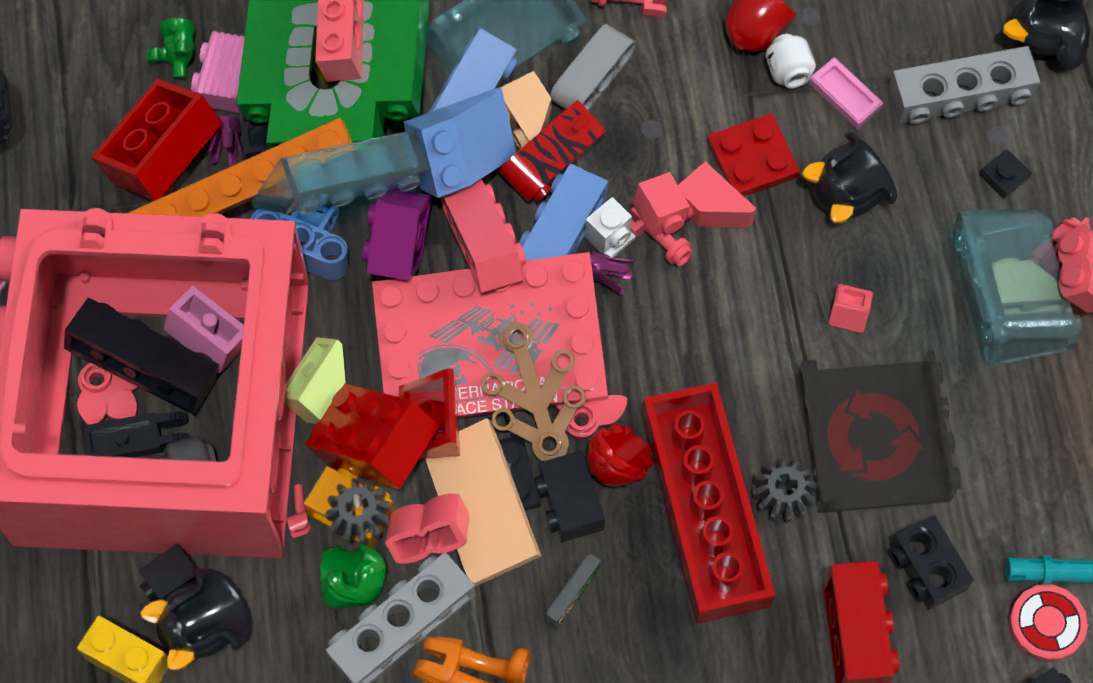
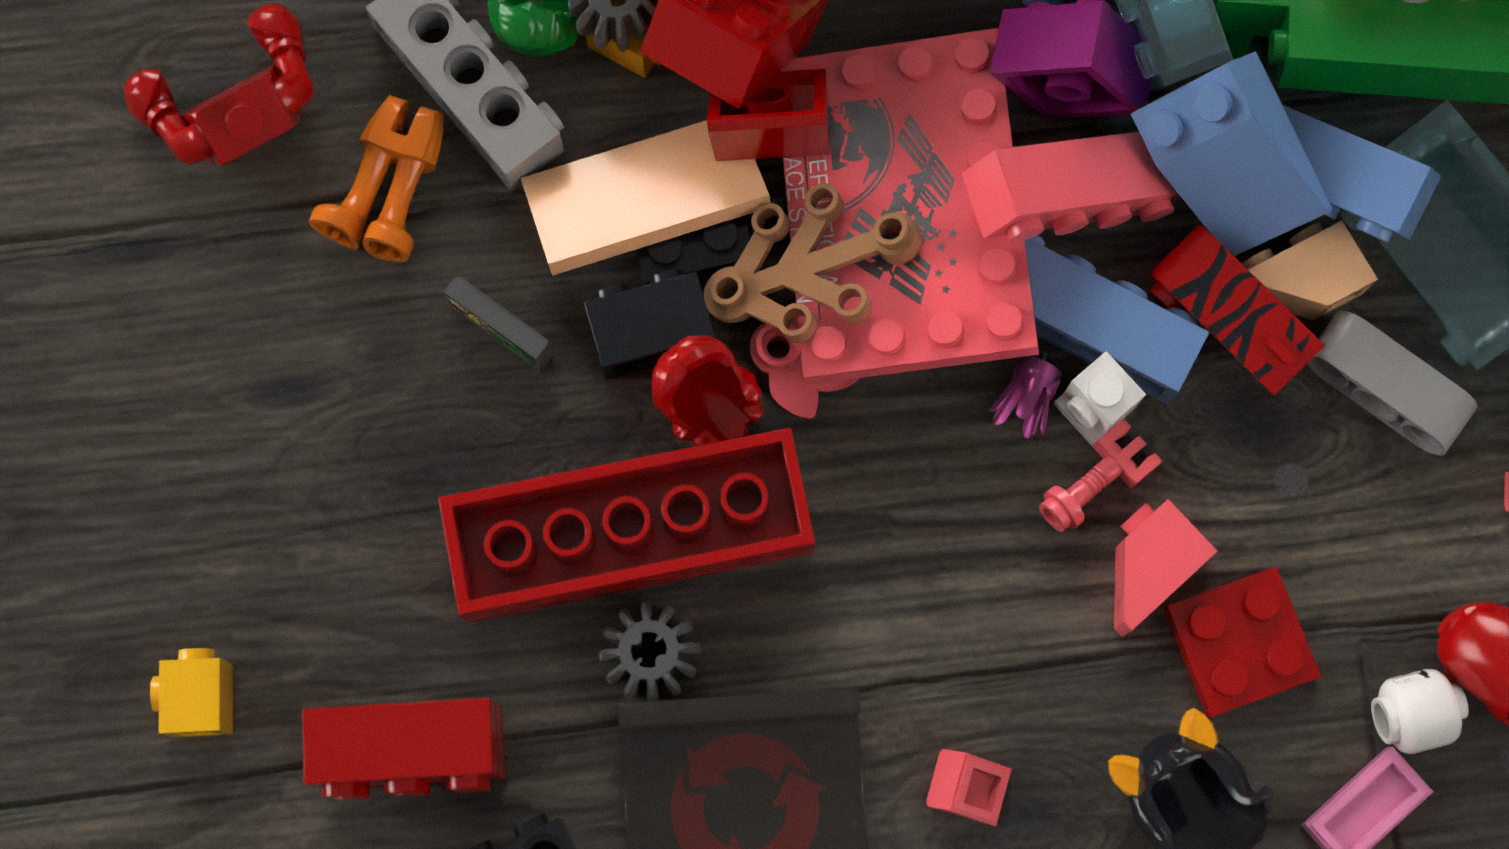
camera: 90 degrees right, 10 degrees up
(427, 528) = (598, 109): coral brick -> none
(661, 204) = (1136, 476): coral brick -> none

